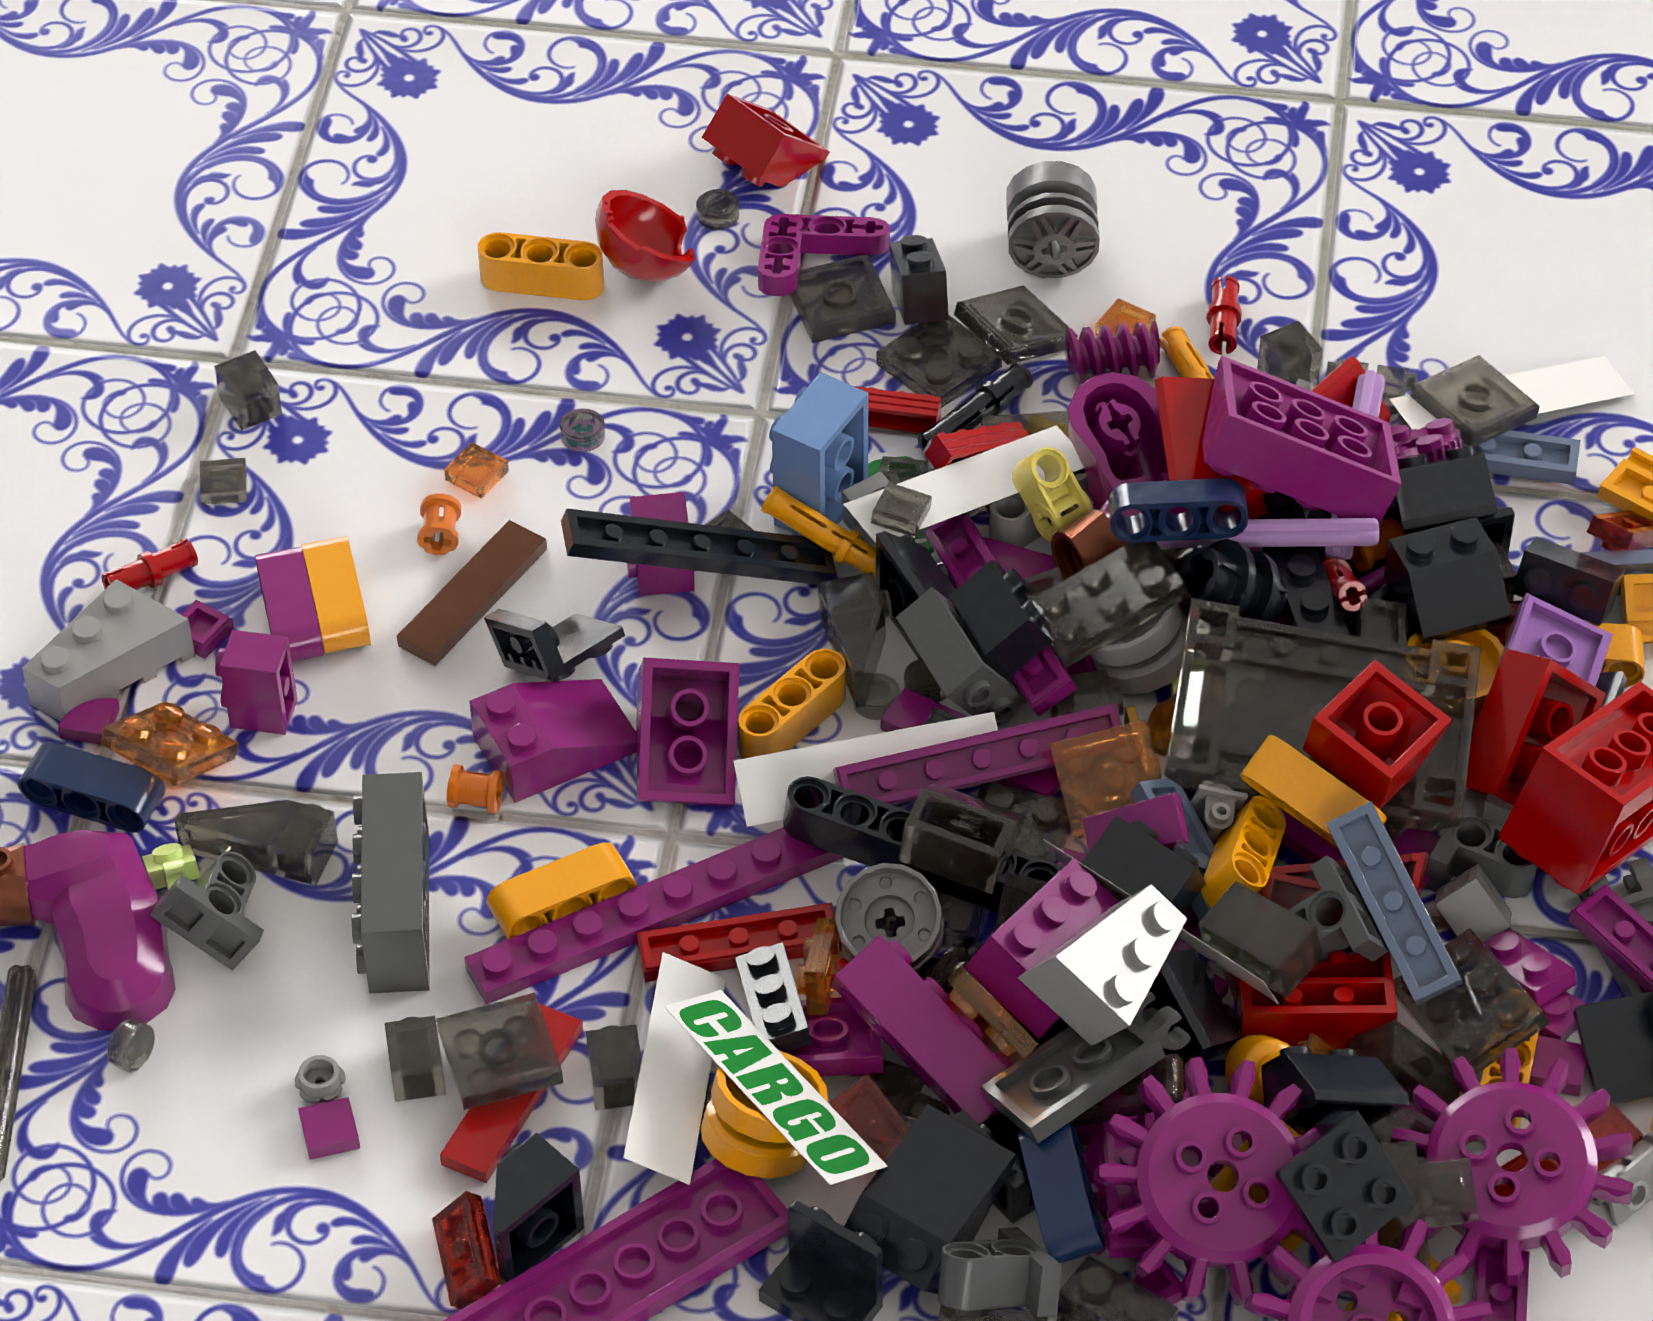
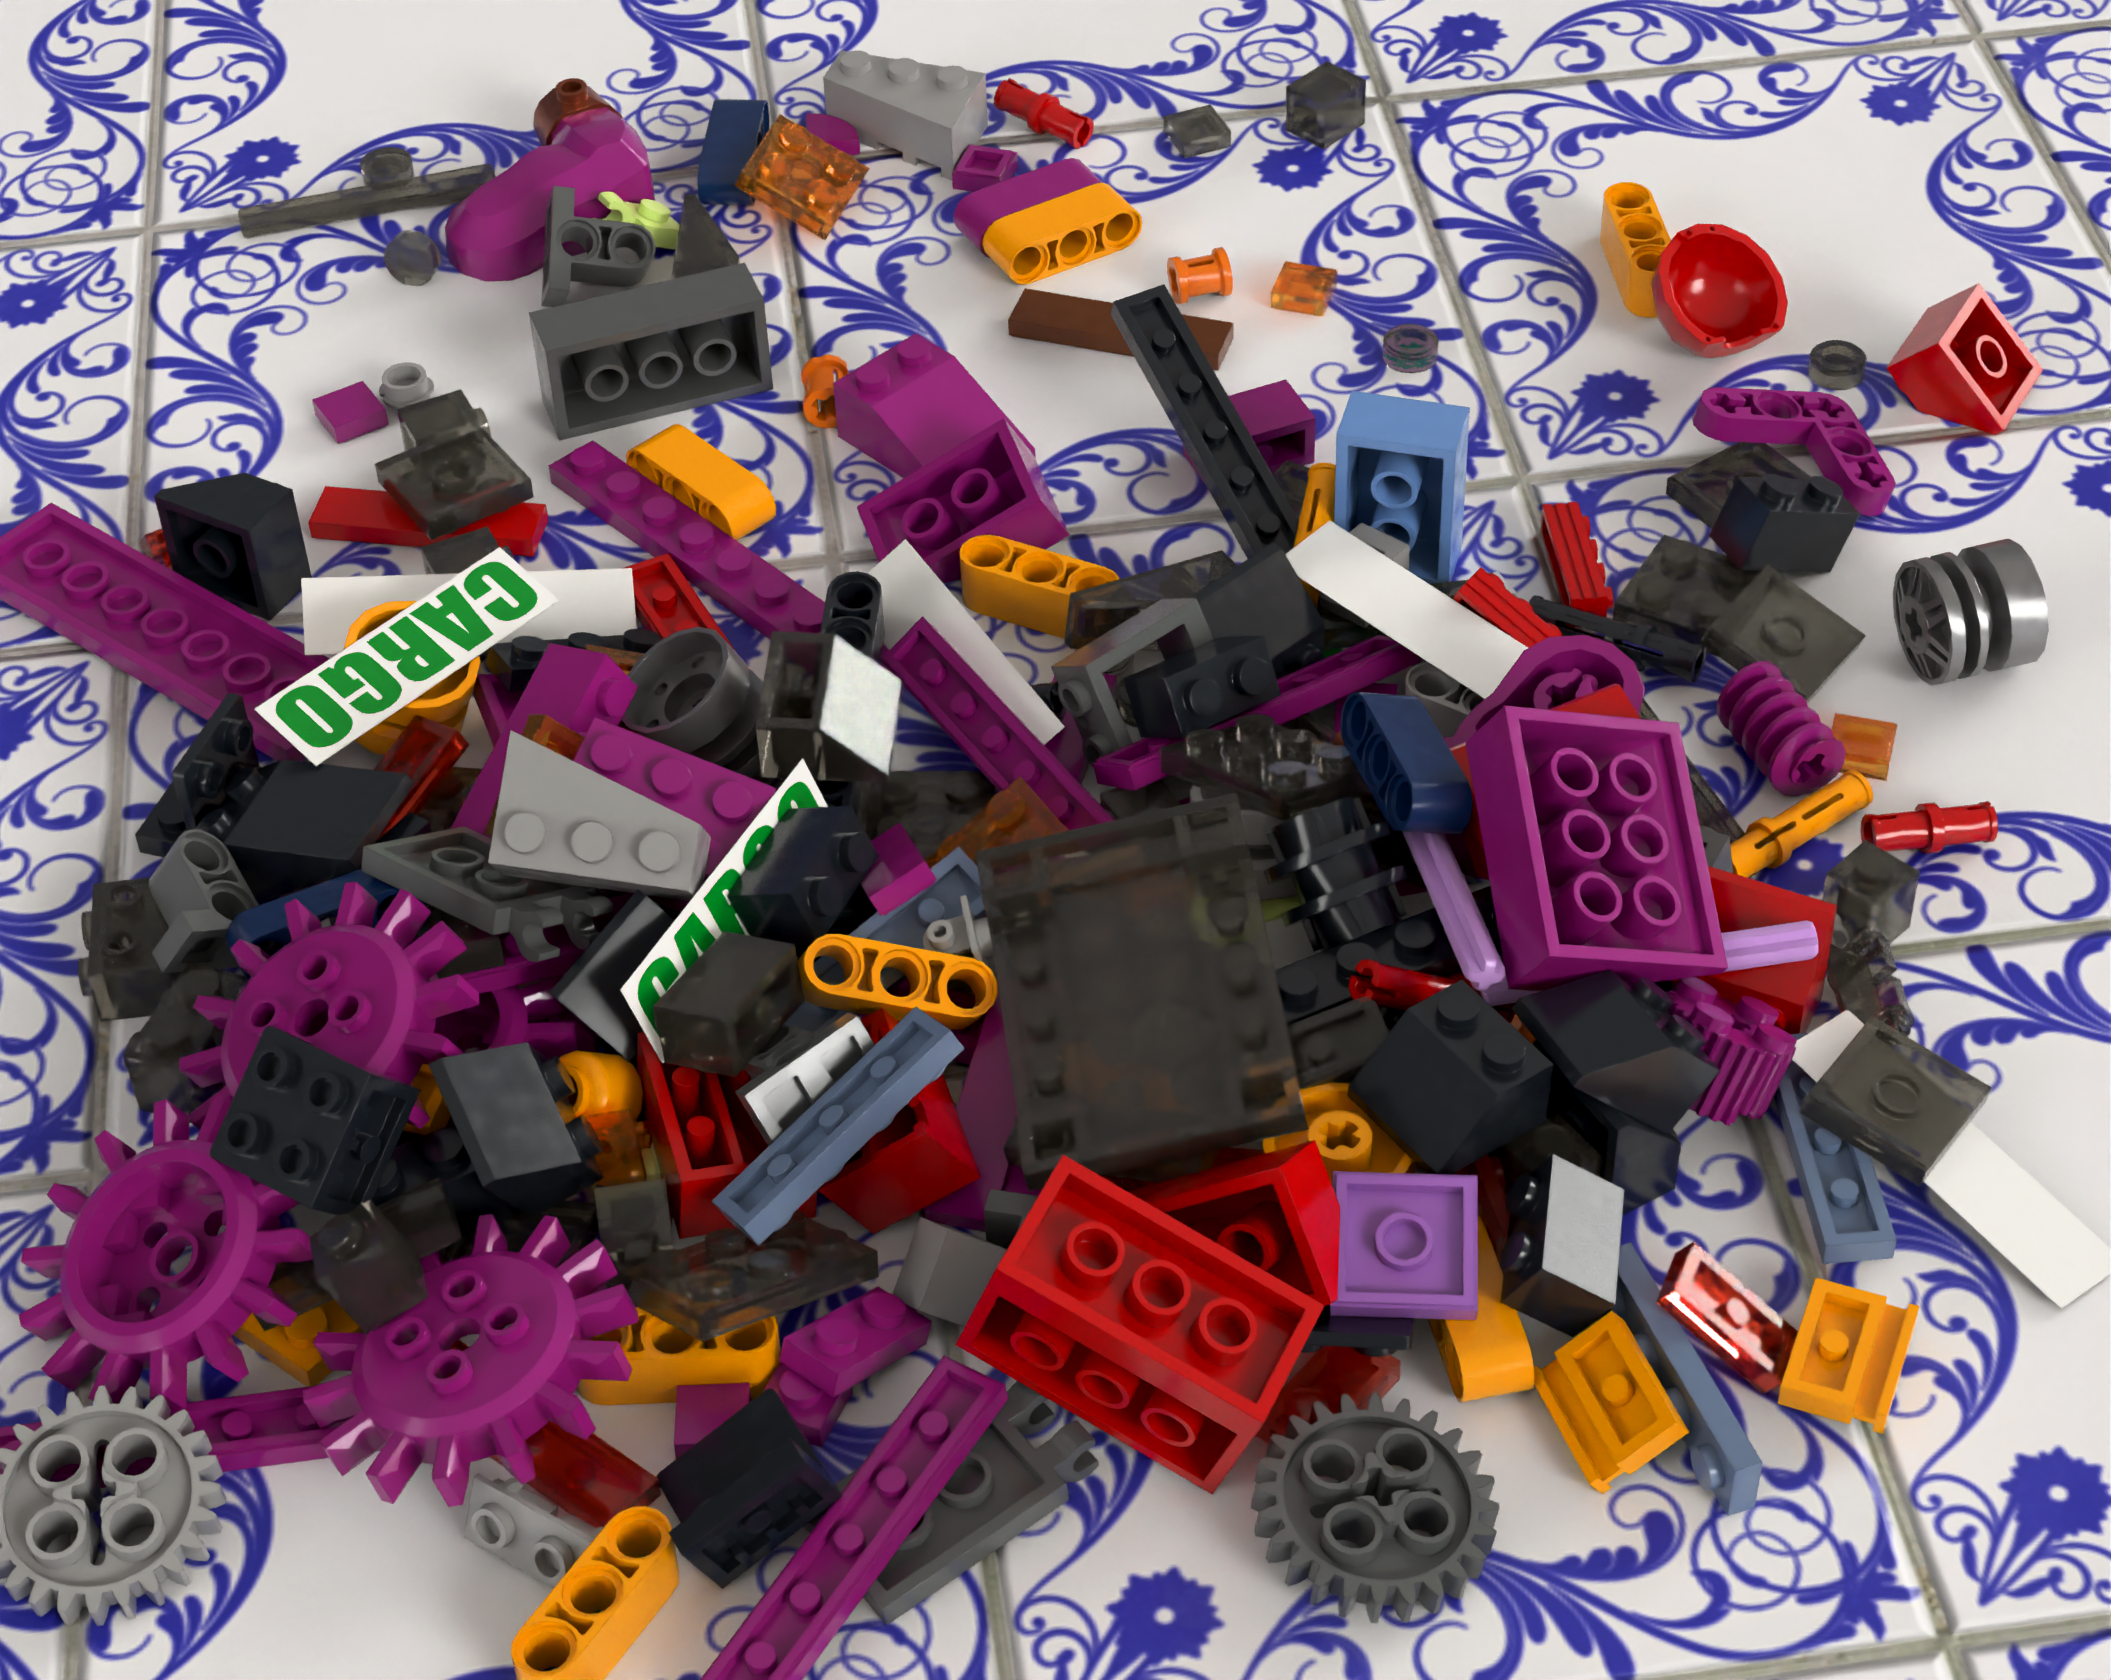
camera: 75 degrees right, 5 degrees down
(257, 681) = (892, 198): magenta brick -> none
(546, 650) = (1018, 372): black bracket -> none
(901, 509) = (1338, 564): clear smoke tile -> none
(1052, 496) = (1450, 698): light yellow piece -> none
(1300, 786) = (991, 1004): light orange beam -> none
(1375, 734) = (1080, 1020): red slope -> none

